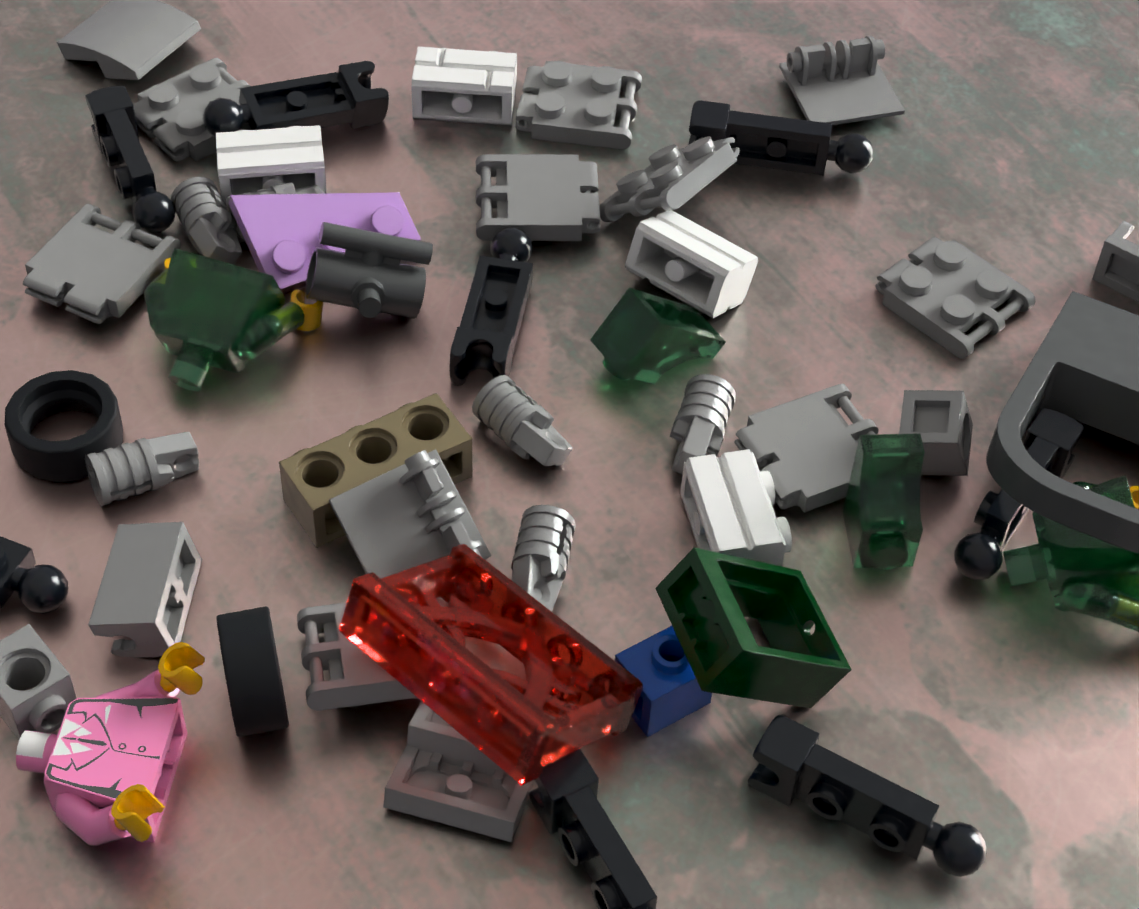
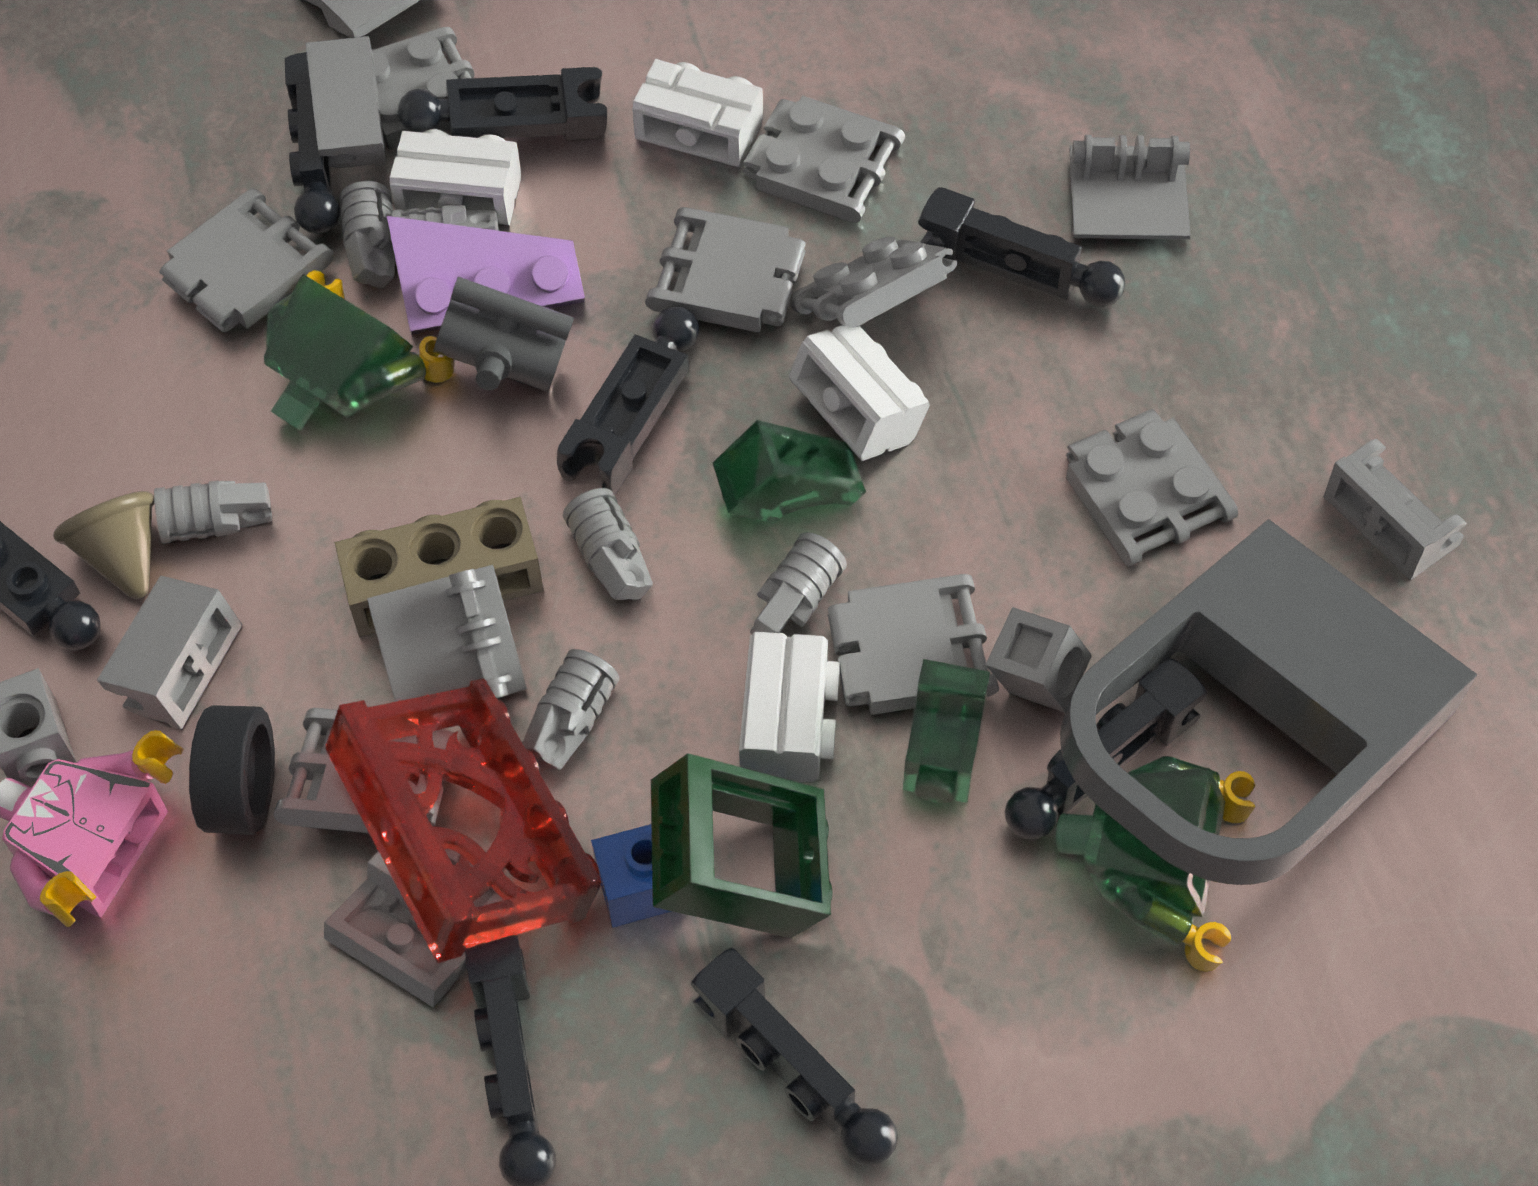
camera: 20 degrees right, 10 degrees up
(54, 394) = (140, 410): black tyre -> none
(59, 506) = (114, 540): none -> dark tan hat
(161, 116) = (346, 102): none -> light grey hinge

